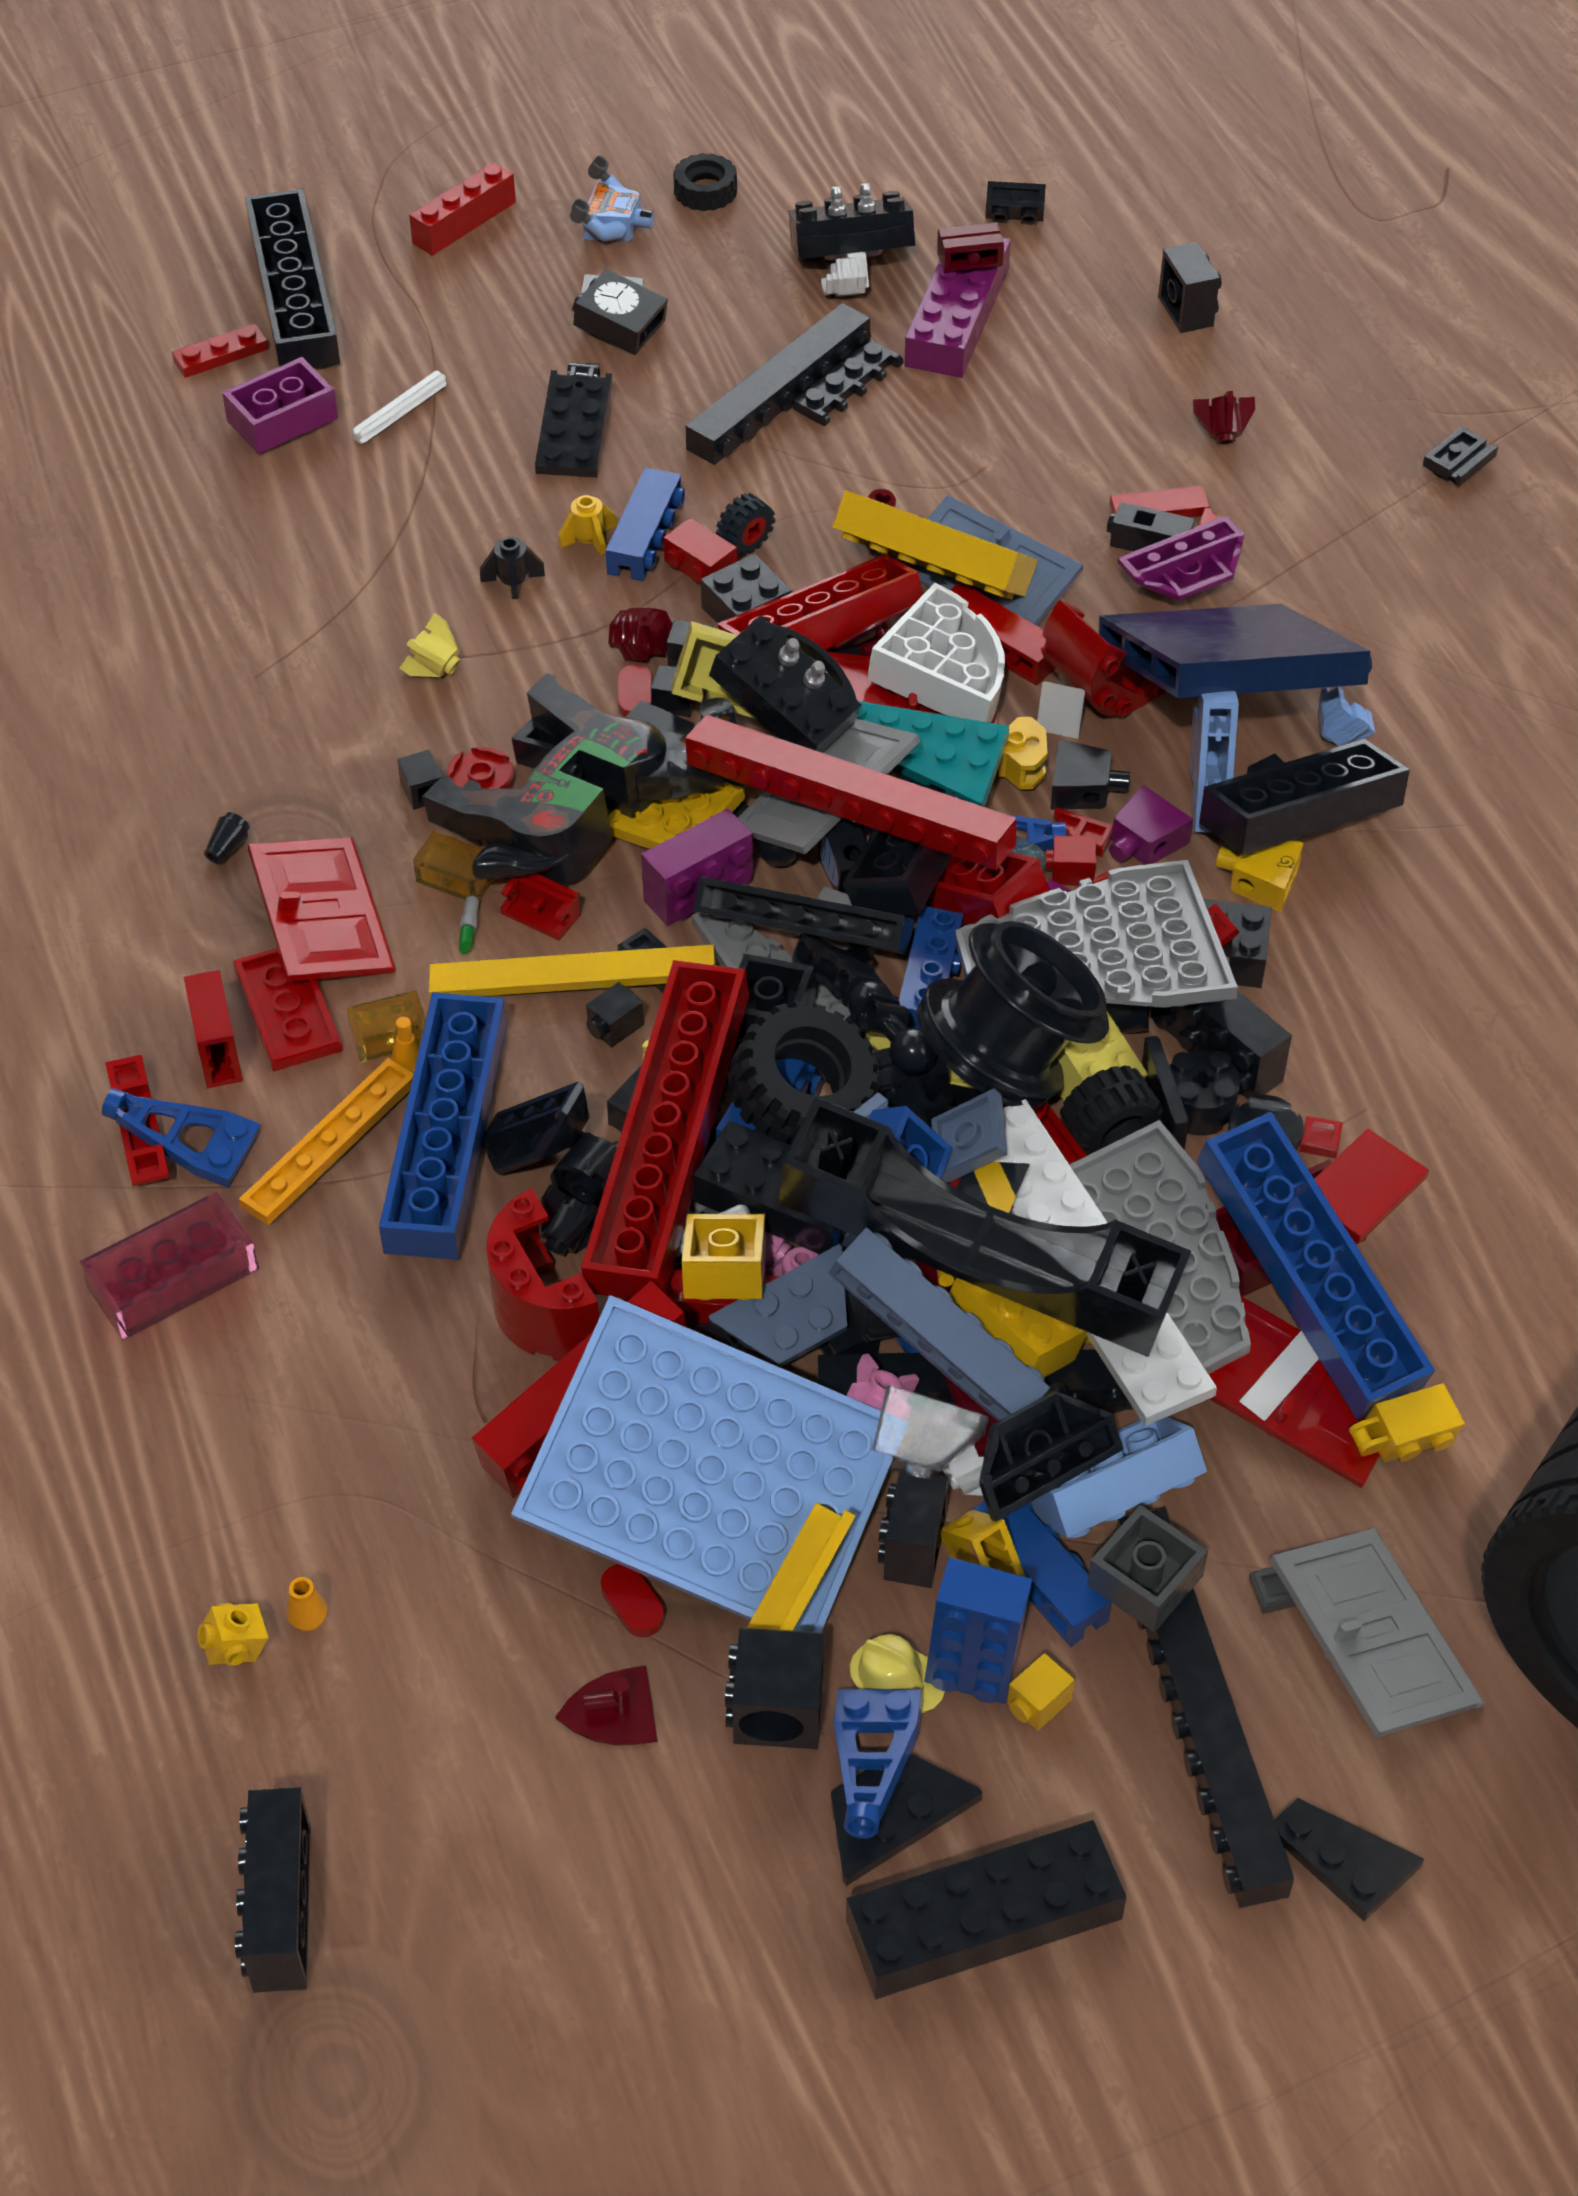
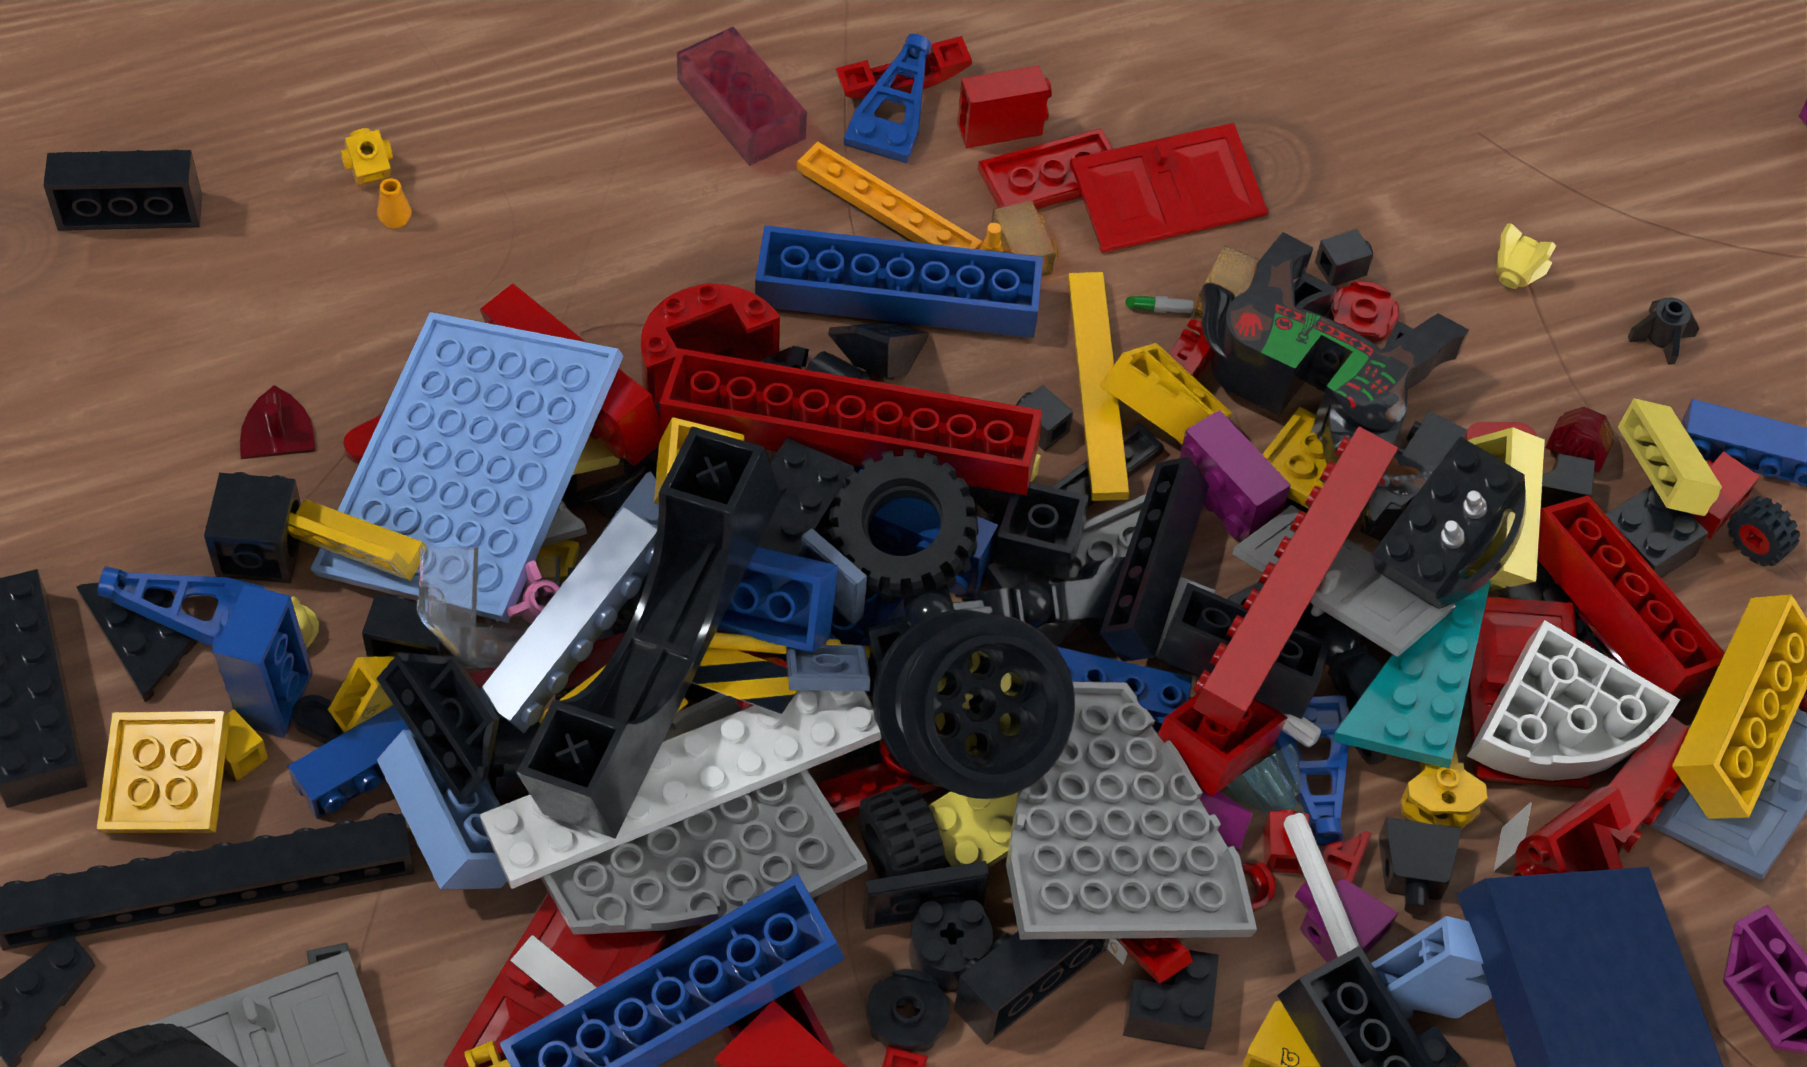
camera: 85 degrees right, 5 degrees up
(227, 836) = (1254, 115): black cone -> none
(587, 522) = (1745, 388): yellow brick -> none
(599, 909) = (1161, 390): none -> yellow wedge
(676, 566) = (1669, 457): none -> light yellow brick
(1089, 1743) = (163, 772): none -> yellow plate
(1128, 826) = (1320, 884): none -> white axle
(1147, 1568) = (321, 815): dark grey brick -> none

